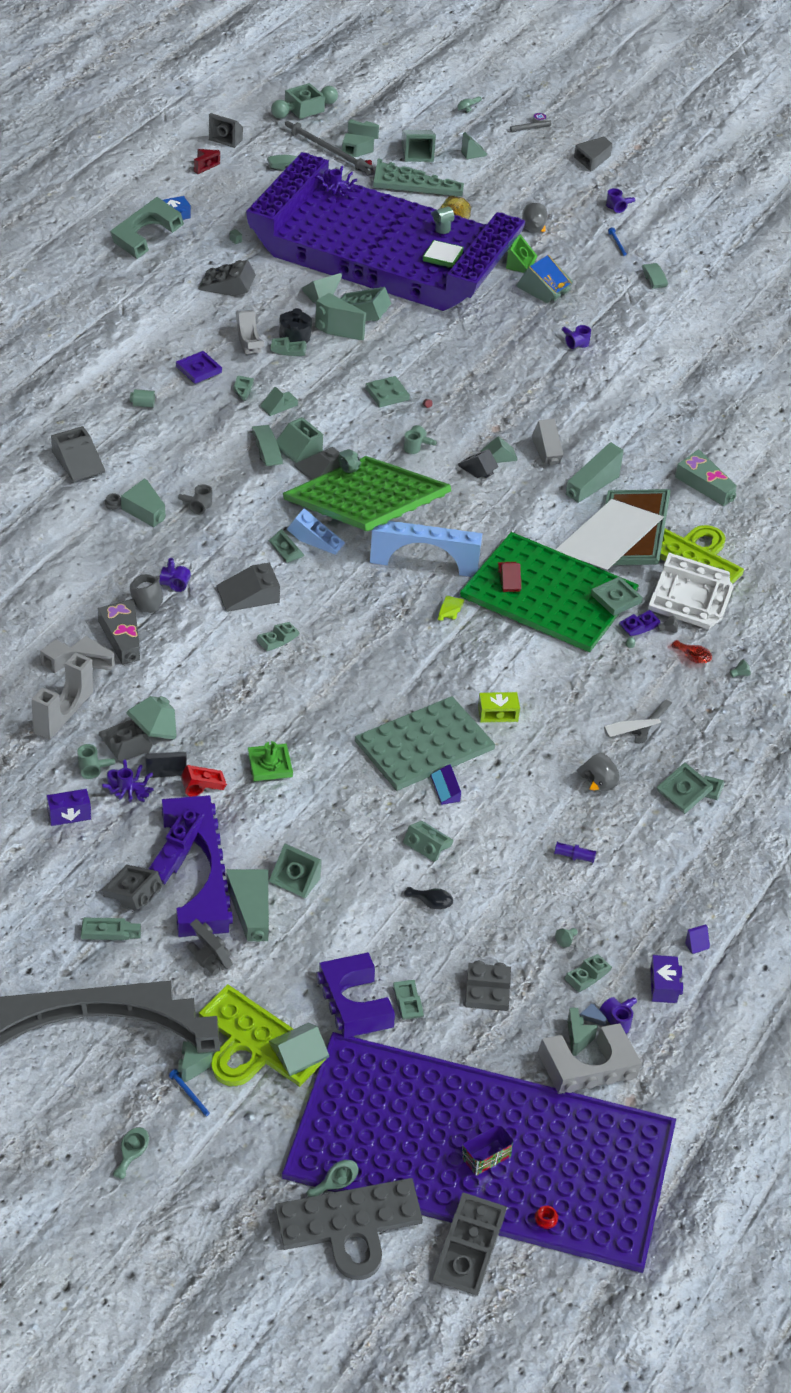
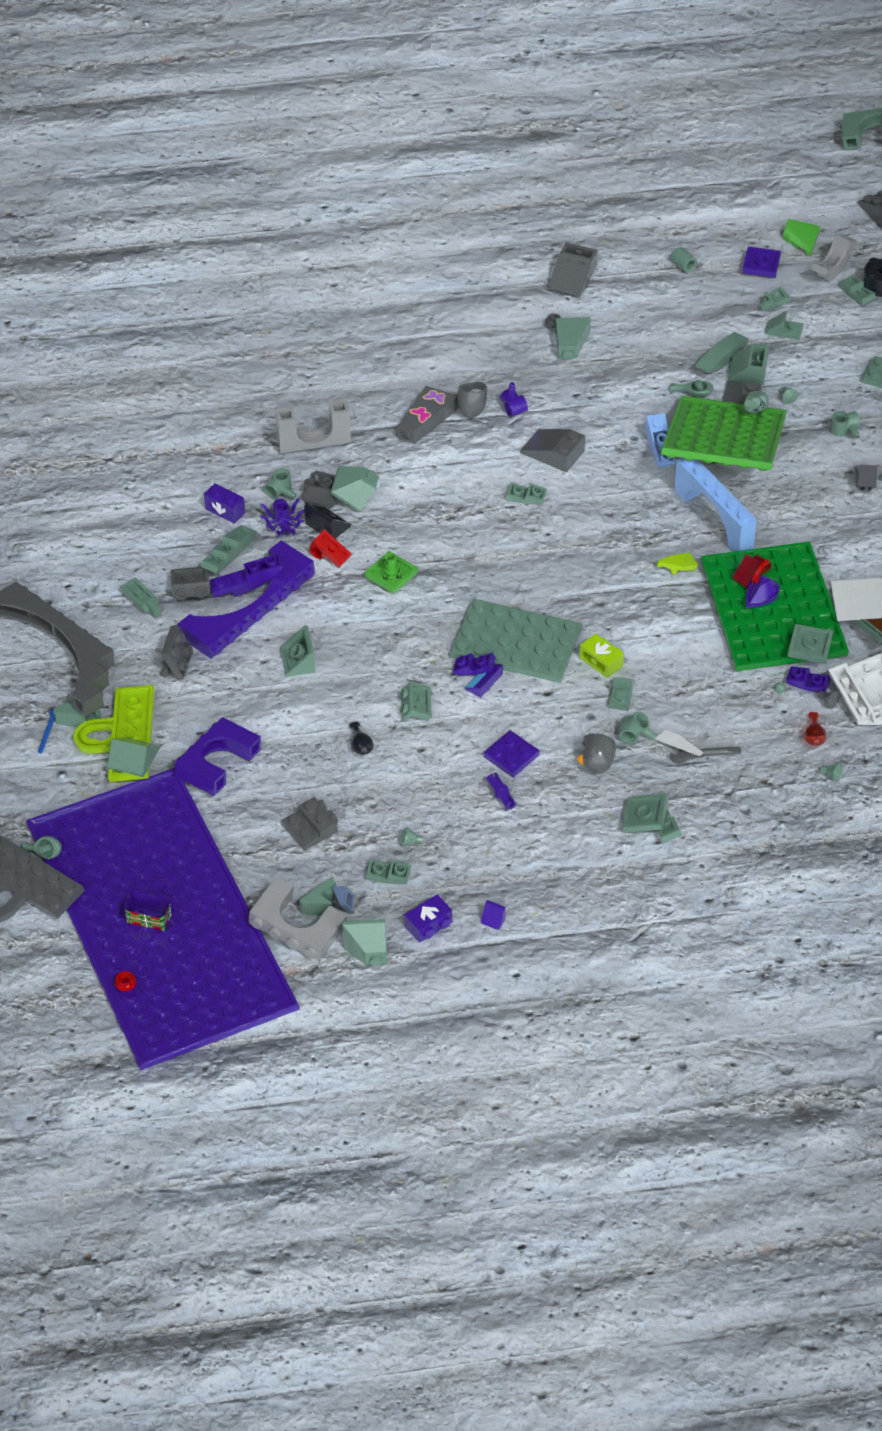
camera: 55 degrees right, 5 degrees up
(58, 653) = (377, 410): light grey arch -> none
(123, 839) = (230, 548): none -> sand green slope
(198, 332) = (801, 235): none -> bright green slope
(200, 501) = (614, 361): dark grey piece -> none
(251, 901) = (245, 649): sand green slope -> none
(283, 481) = (695, 388): none -> sand green piece
(285, 546) = (629, 436): sand green slope -> none
(349, 444) = (789, 395): none -> sand green rock
(408, 999) = (251, 789): sand green slope -> none
(423, 784) = (472, 666): none -> dark purple slope
(470, 1244) = (63, 955): dark grey slope -> none
(534, 583) = (761, 589): none -> dark purple piece
(539, 822) = (511, 753): none -> dark purple plate
(545, 722) = (621, 693): none -> sand green slope
(592, 738) = (633, 726): none -> sand green piece
(619, 1012) = (363, 908): dark purple piece -> none
(660, 1030) = (366, 940): none -> slope

